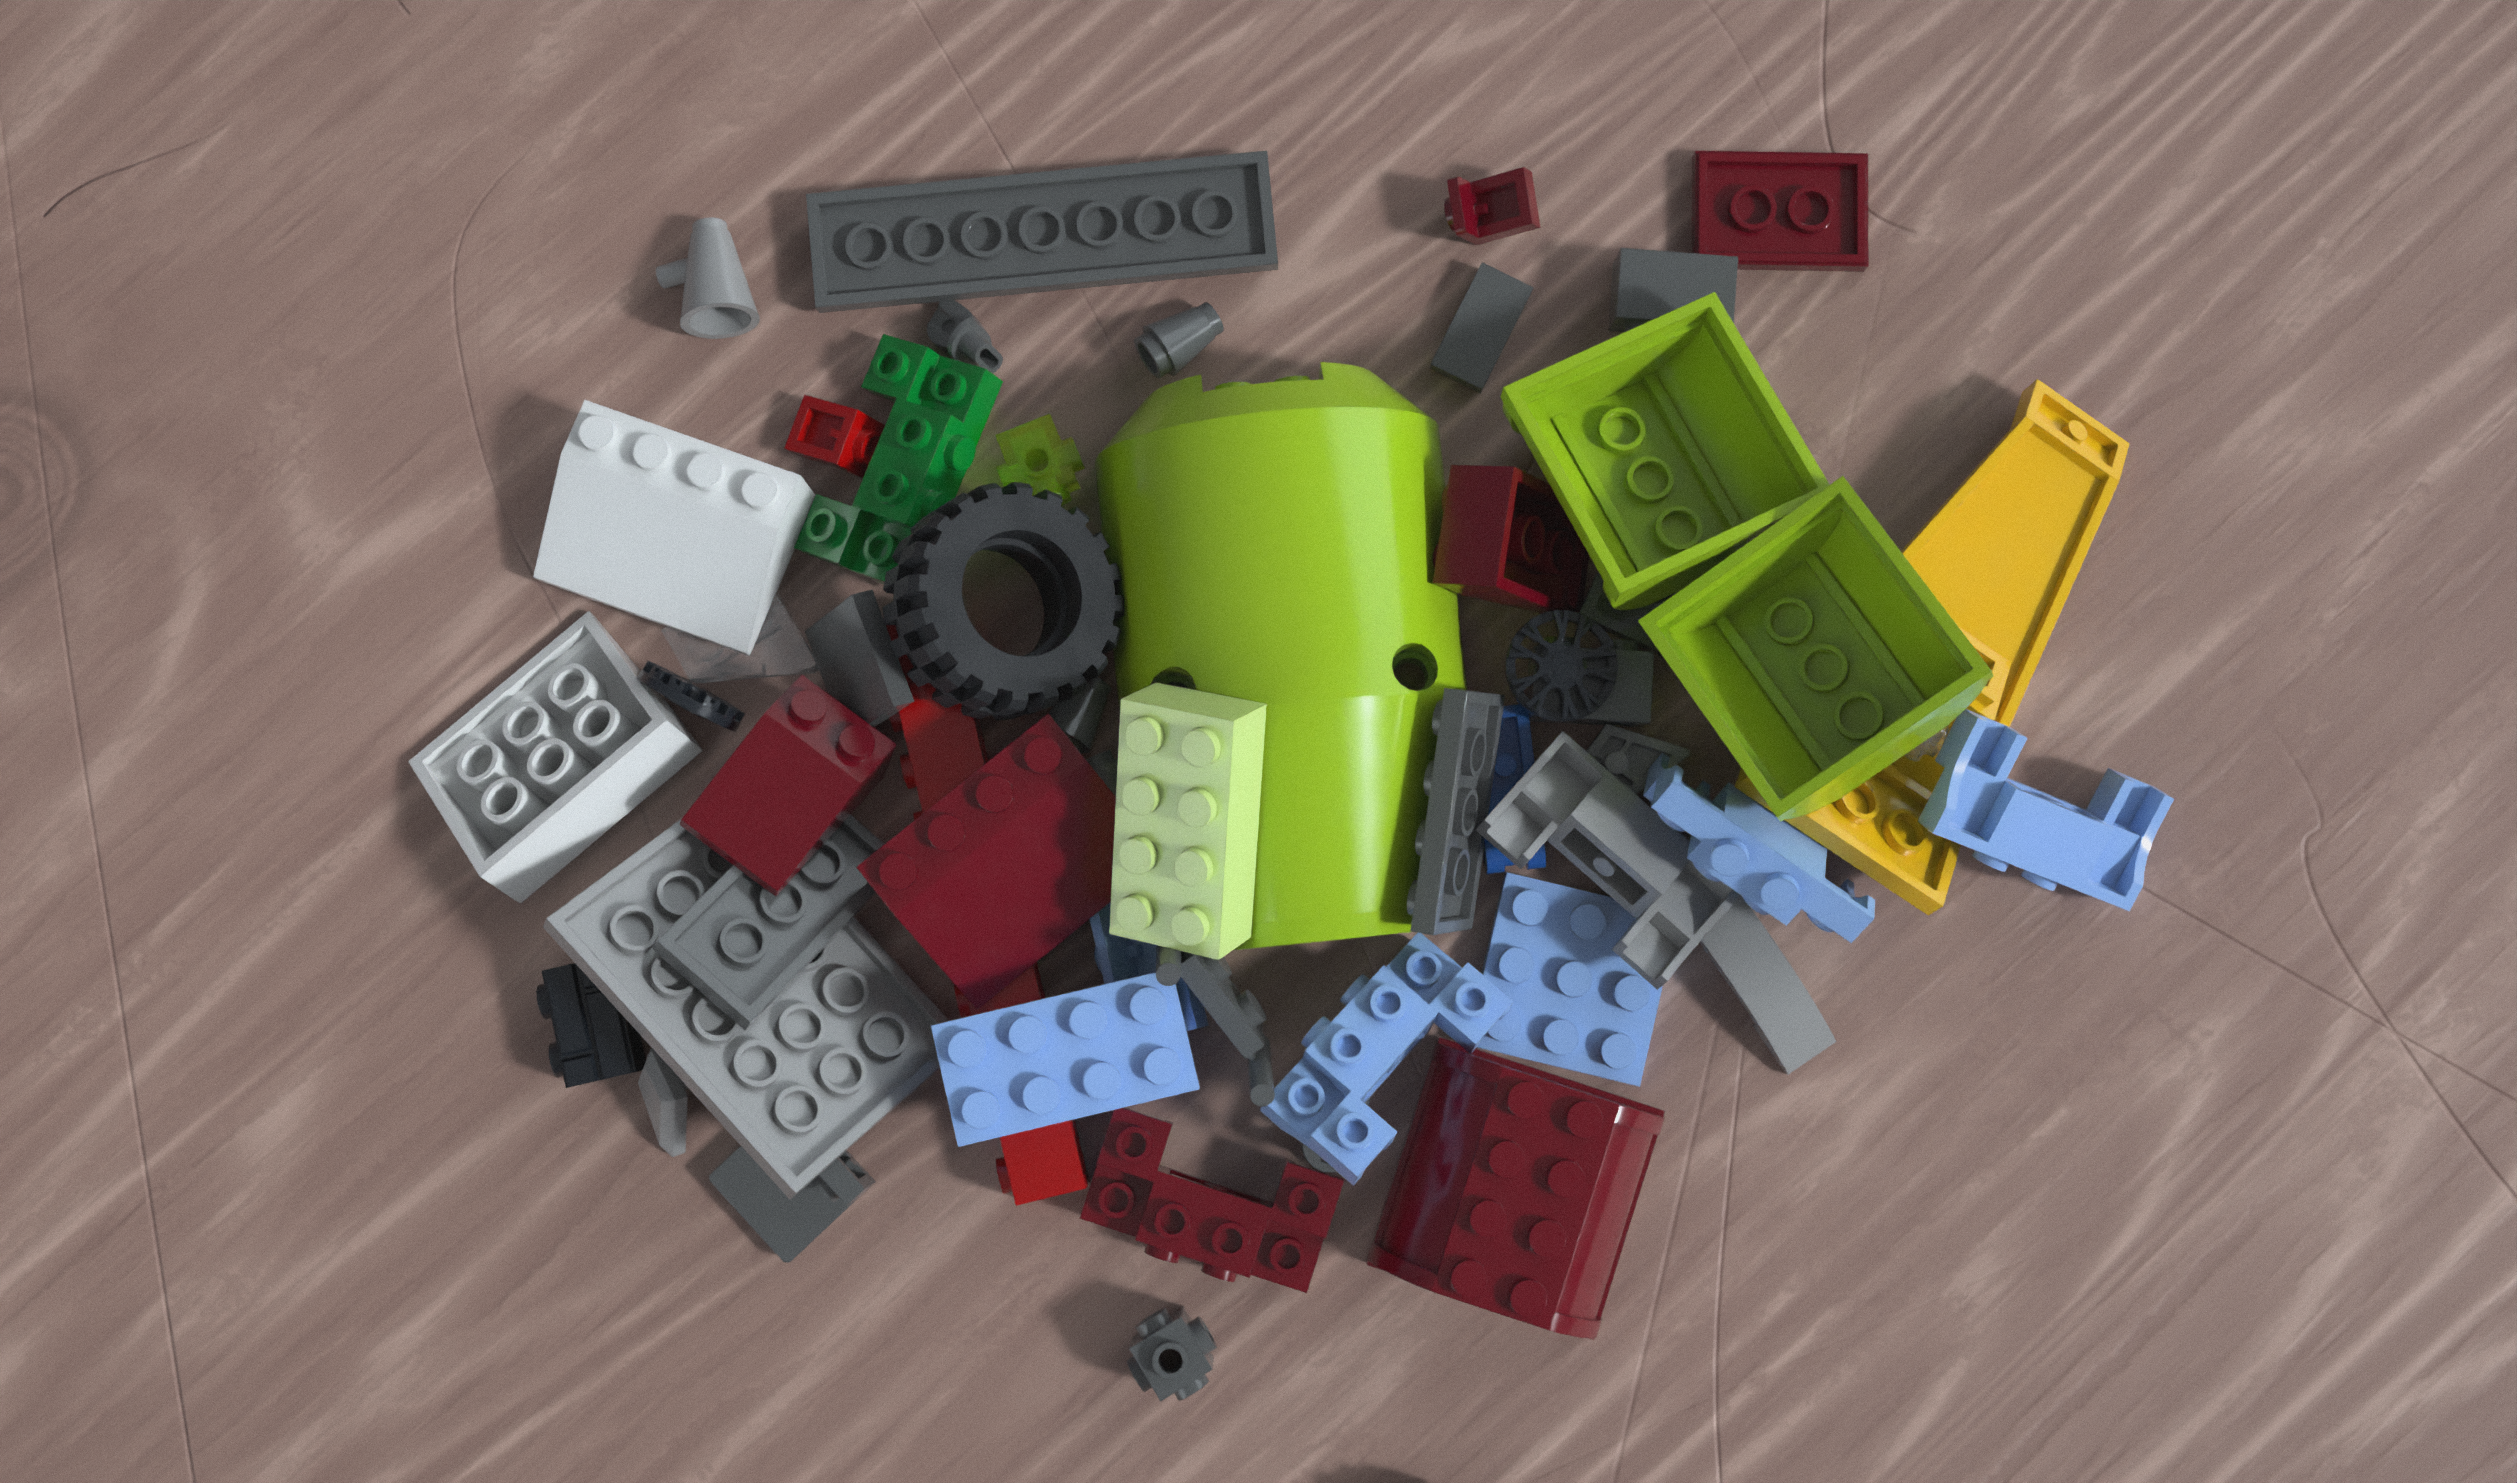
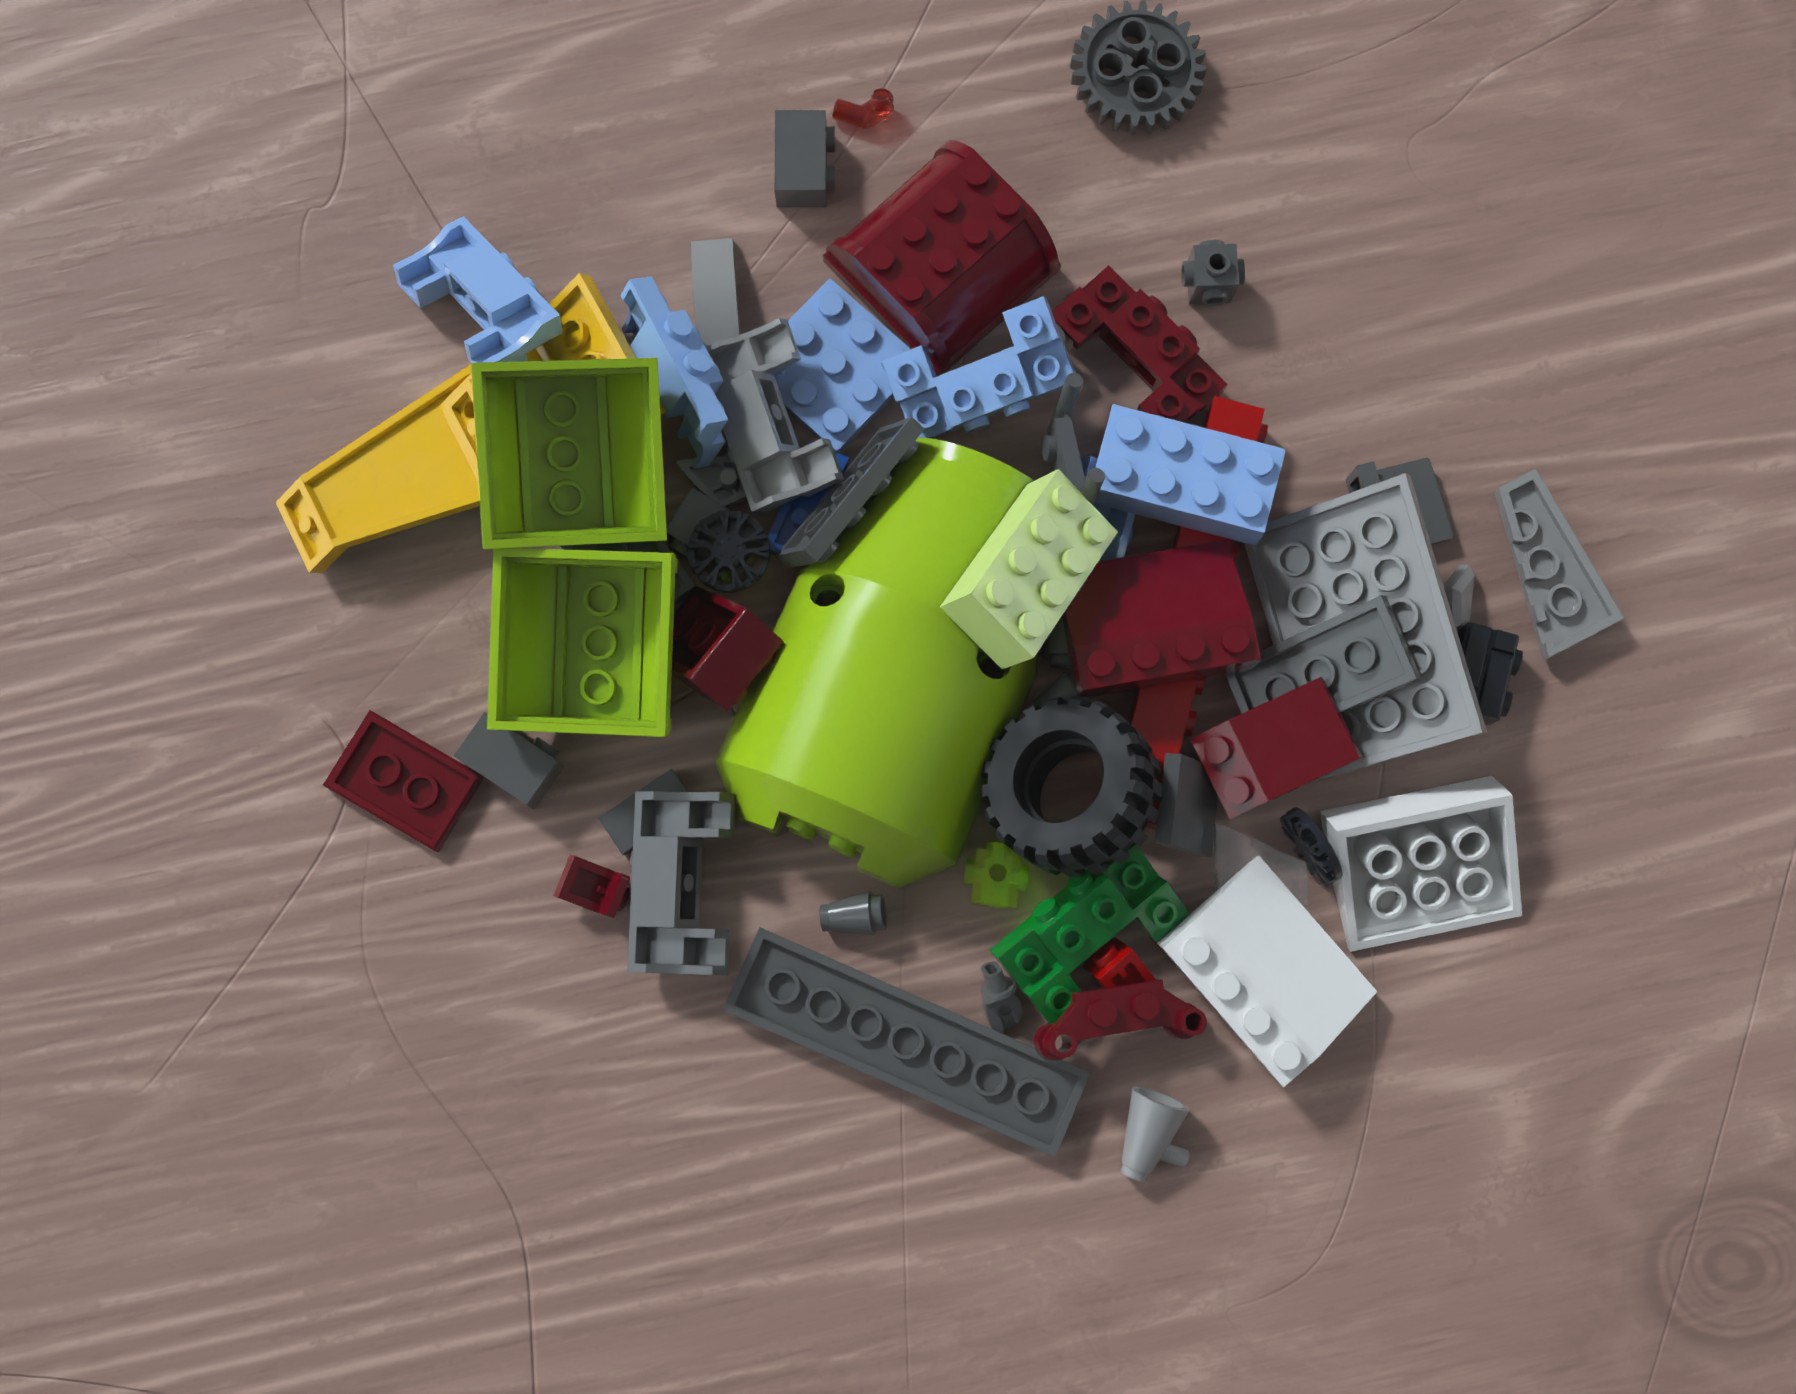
camera: 155 degrees left, 5 degrees down
(562, 1201) = (1555, 573): none -> light grey wing
(818, 383) = (1115, 1012): none -> dark red plate
(1408, 250) = (669, 882): none -> dark grey bracket
(1715, 1332) = (868, 114): none -> clear red arm
(1762, 1221) = (801, 158): none -> dark grey brick

